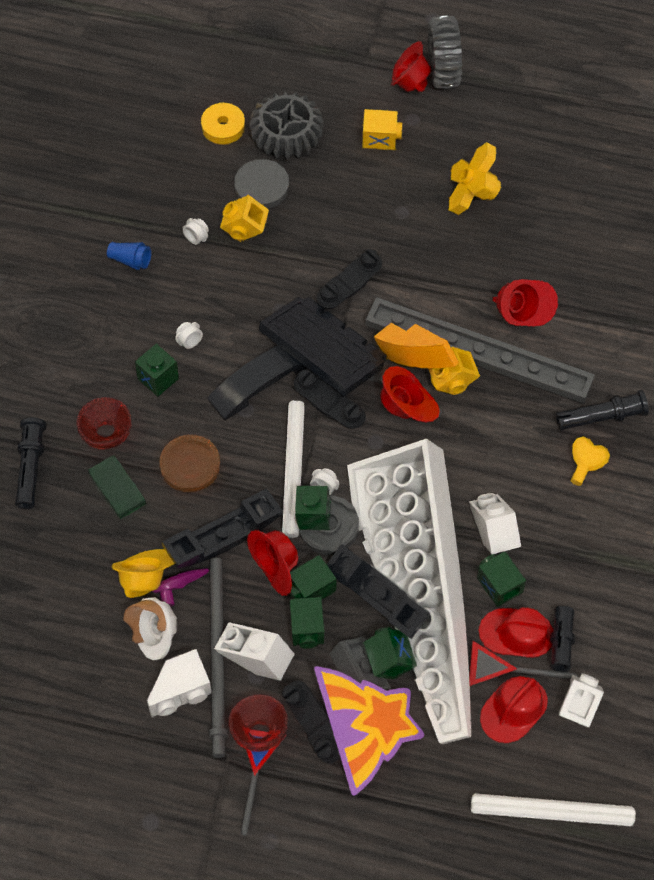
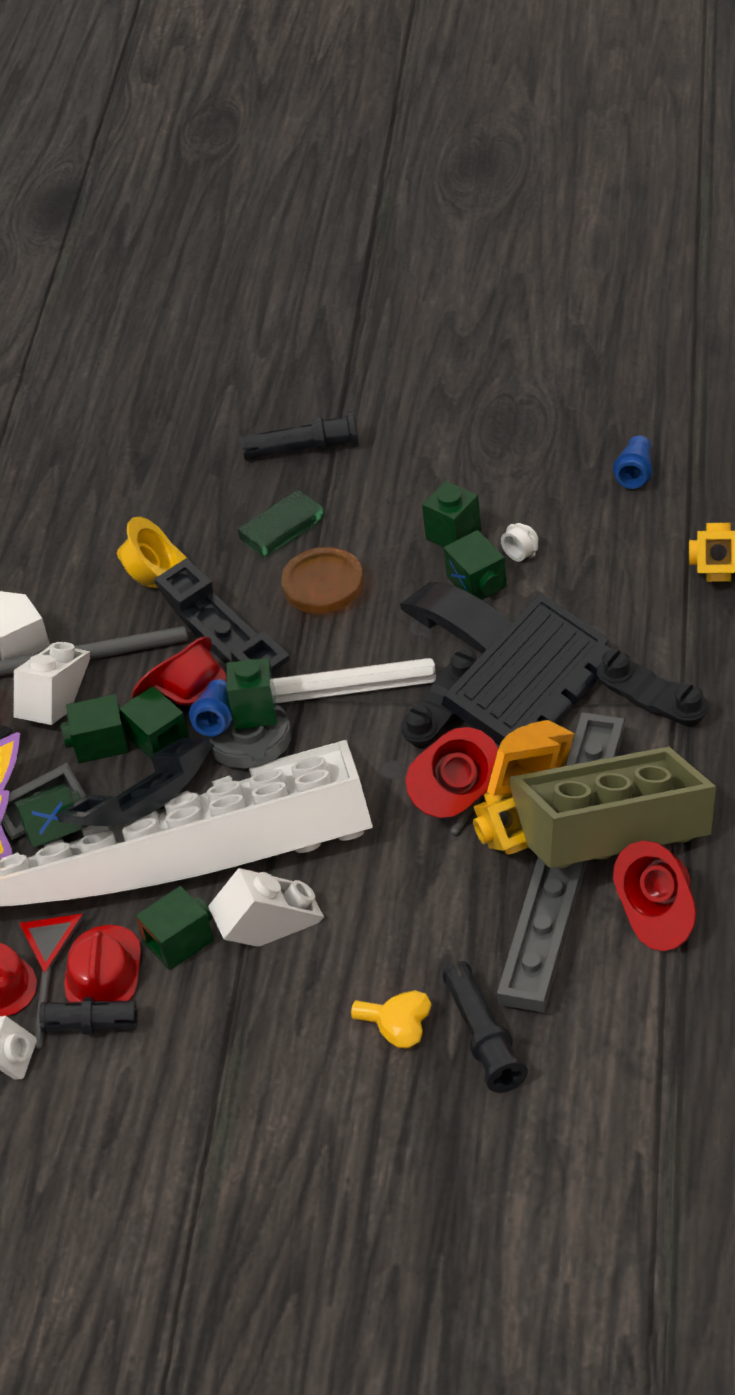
camera: 90 degrees right, 15 degrees down
(103, 412) = (361, 477): clear red piece -> none
(152, 626) = (84, 585): white piece -> none
(177, 582) = (149, 599): magenta bar -> none
(196, 231) = (693, 517): white plate -> none
(210, 363) = (475, 565): none -> dark green brick
(315, 536) = (212, 710): none -> blue cone
(325, 478) = (312, 716): white plate -> none
(463, 307) = (611, 803): none -> olive slope

